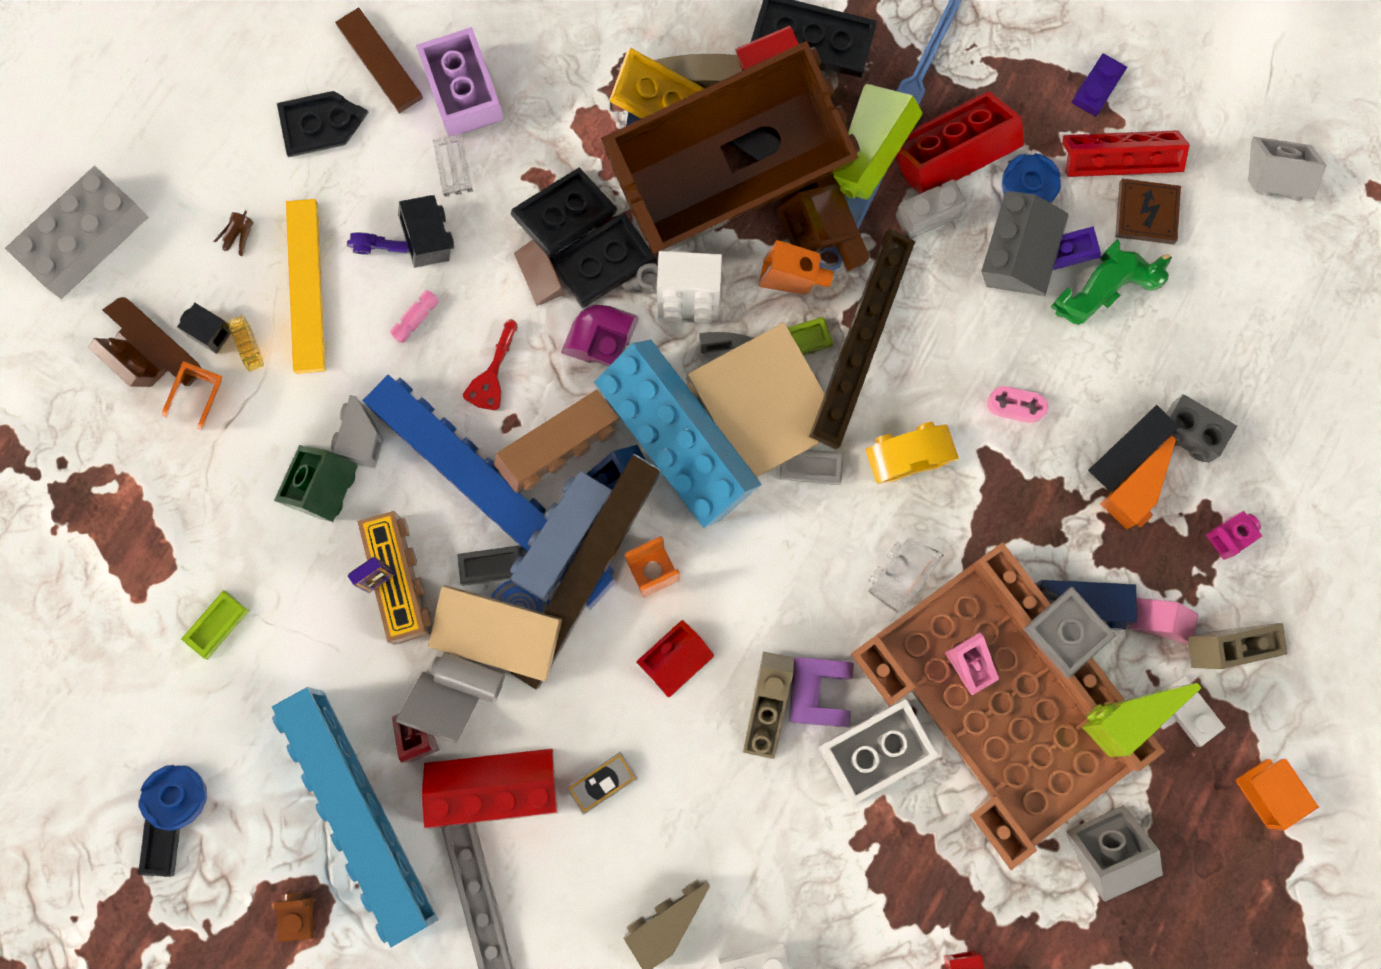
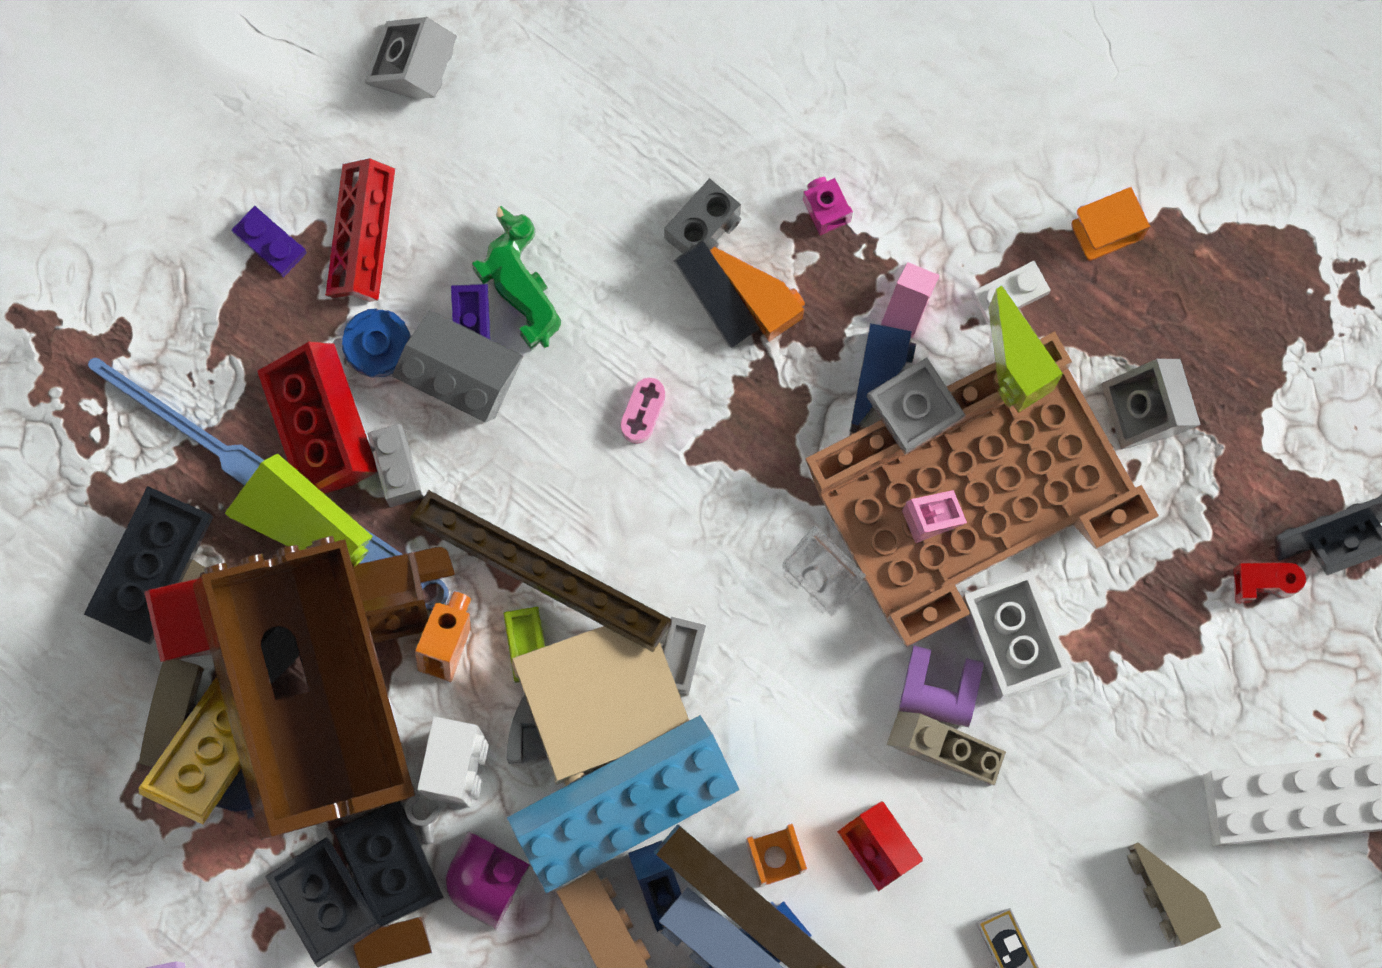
camera: 80 degrees left, 0 degrees up
(911, 452) = (685, 539): yellow brick -> none
(1148, 211) = (436, 218): reddish brown tile -> none
(1236, 646) = (949, 230): dark tan slope -> none

